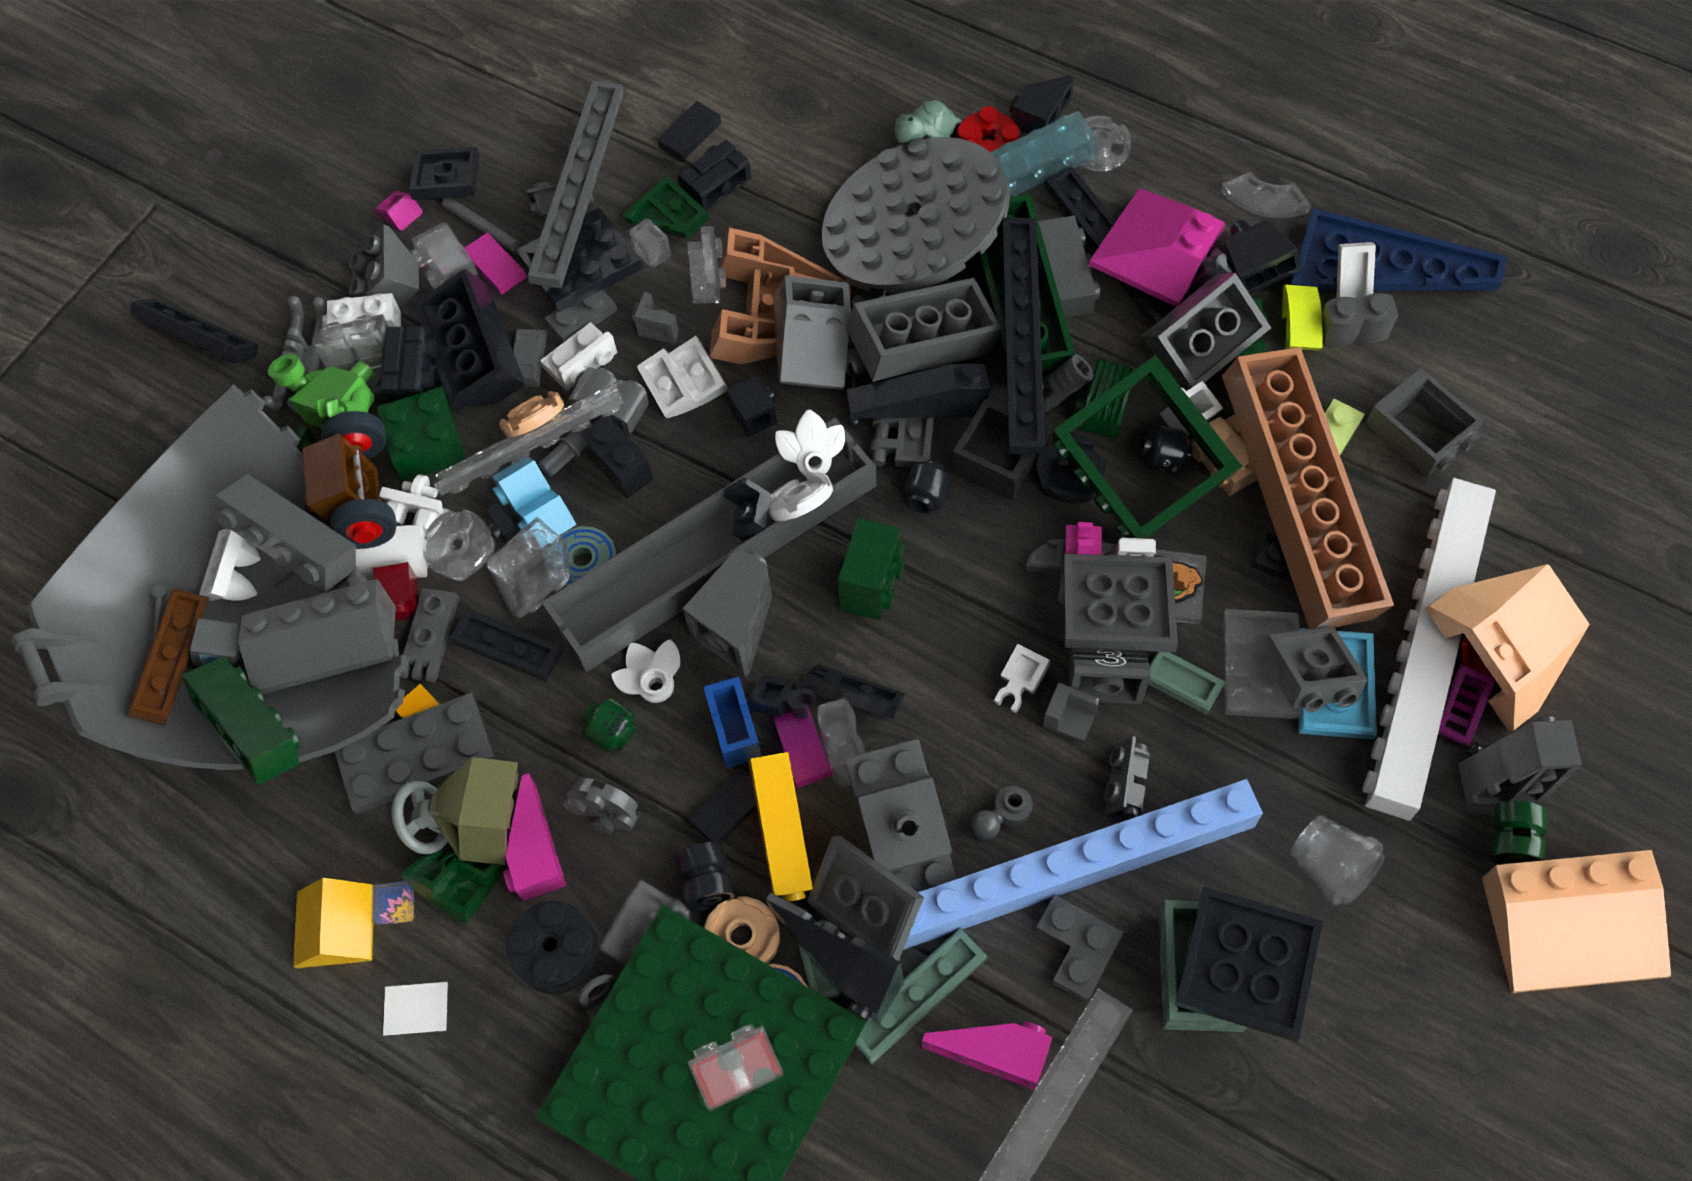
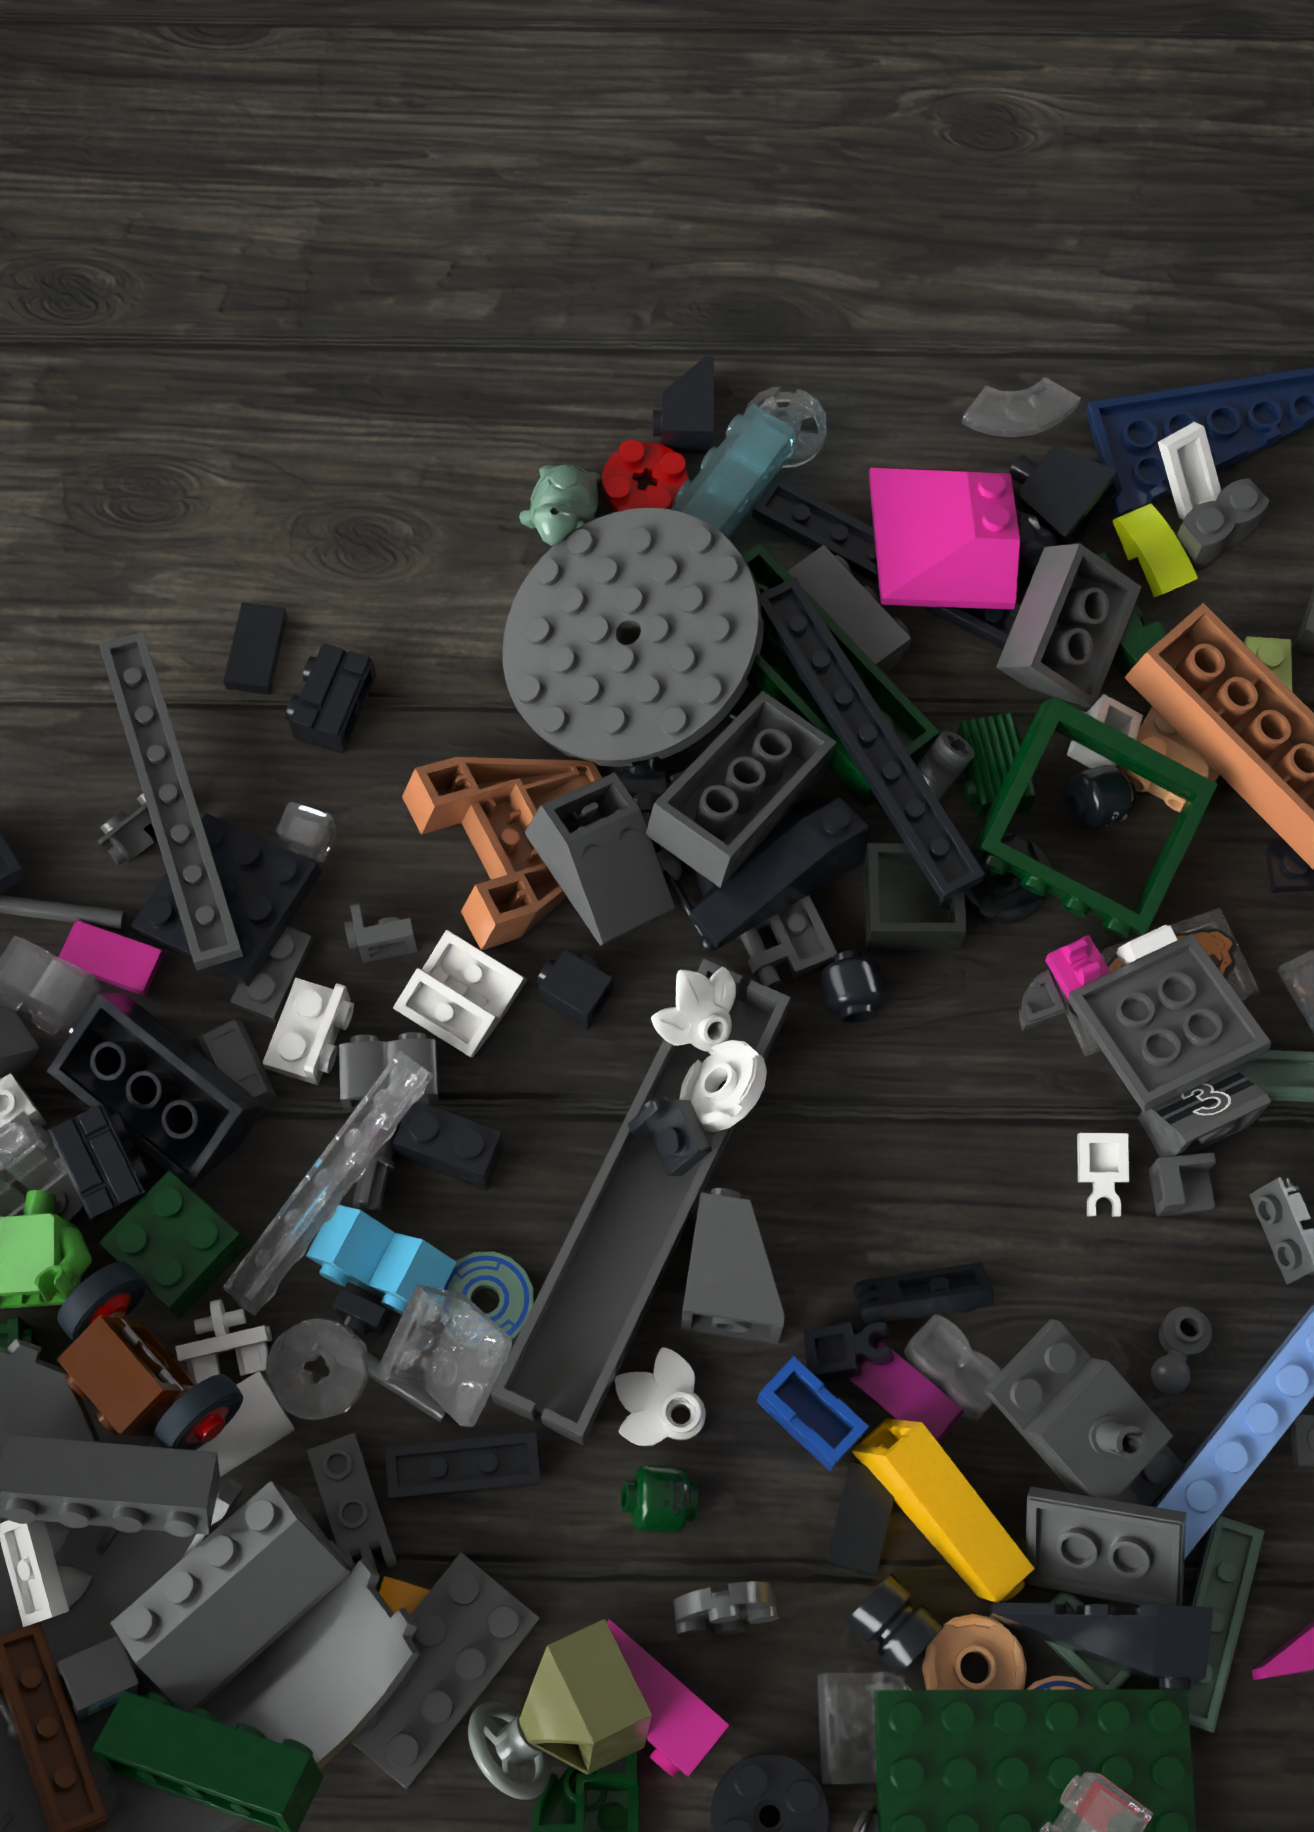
camera: 35 degrees left, 5 degrees up
(401, 586) = (277, 1462): dark red brick -> none
(531, 414) = (306, 1145): light nougat tile -> none
(668, 209) = (300, 772): dark green wing -> none
(704, 273) = (410, 837): clear slope -> none
(871, 569) = (860, 1131): dark green brick -> none

